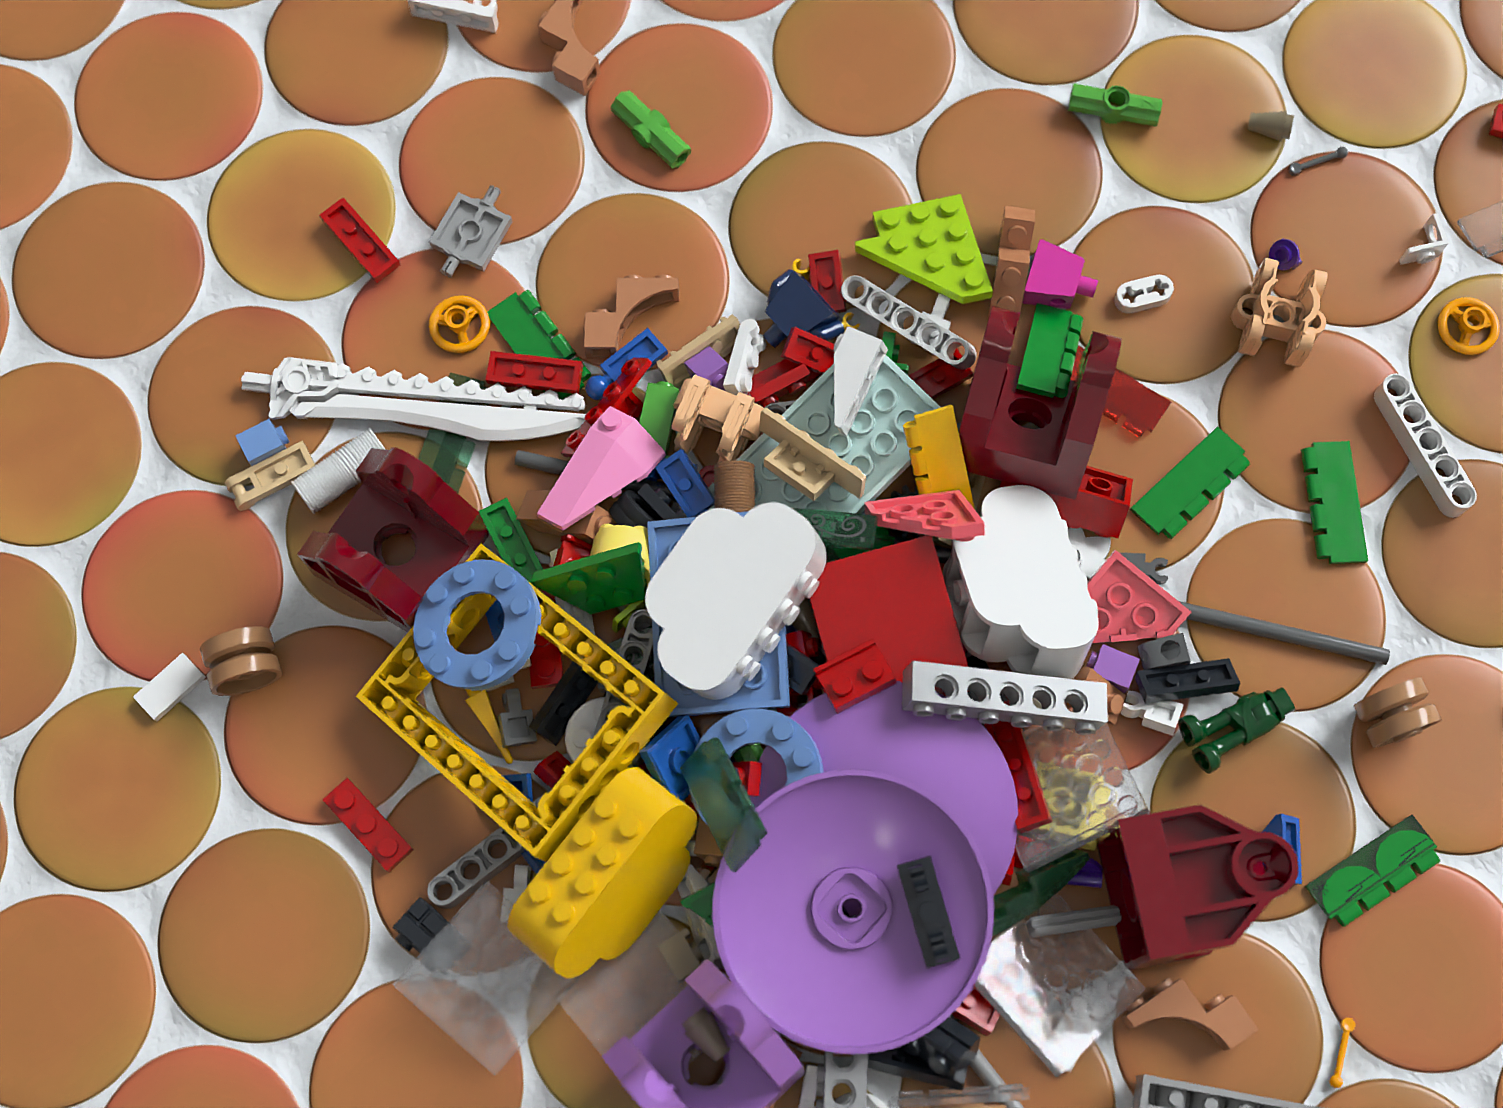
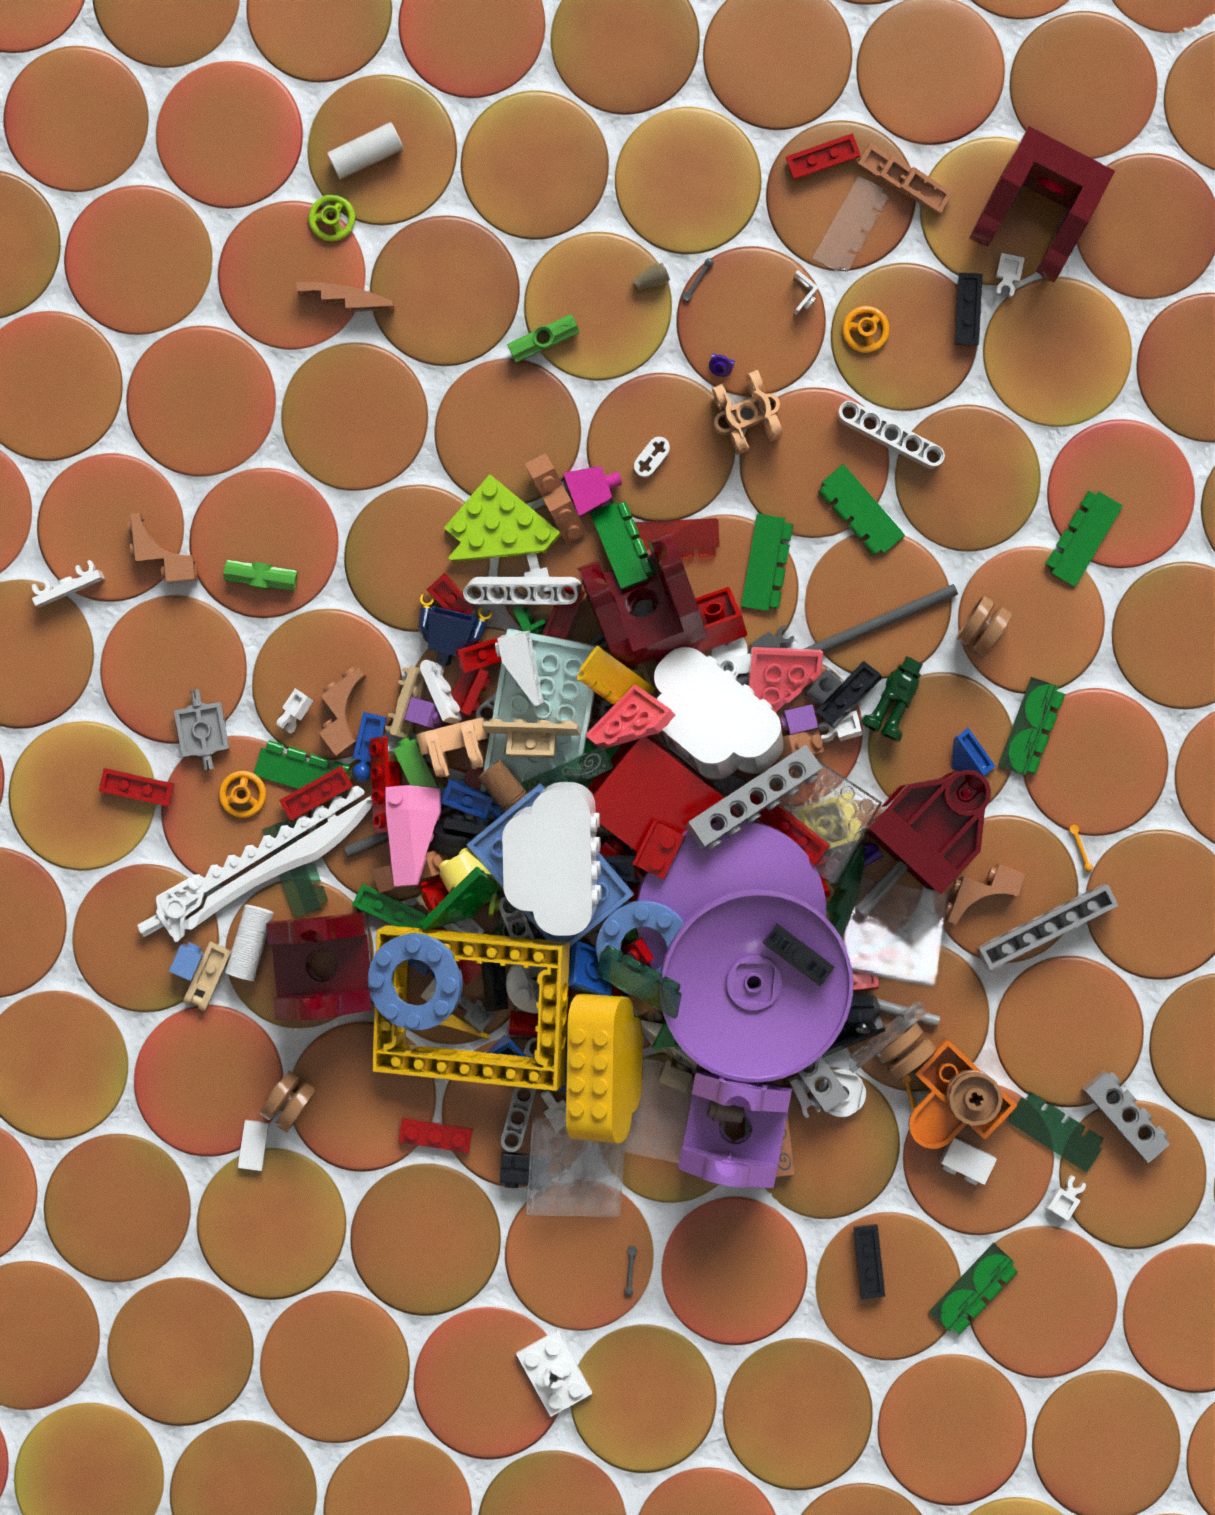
camera: 35 degrees left, 15 degrees up
(582, 277) = (295, 708): none -> white plate

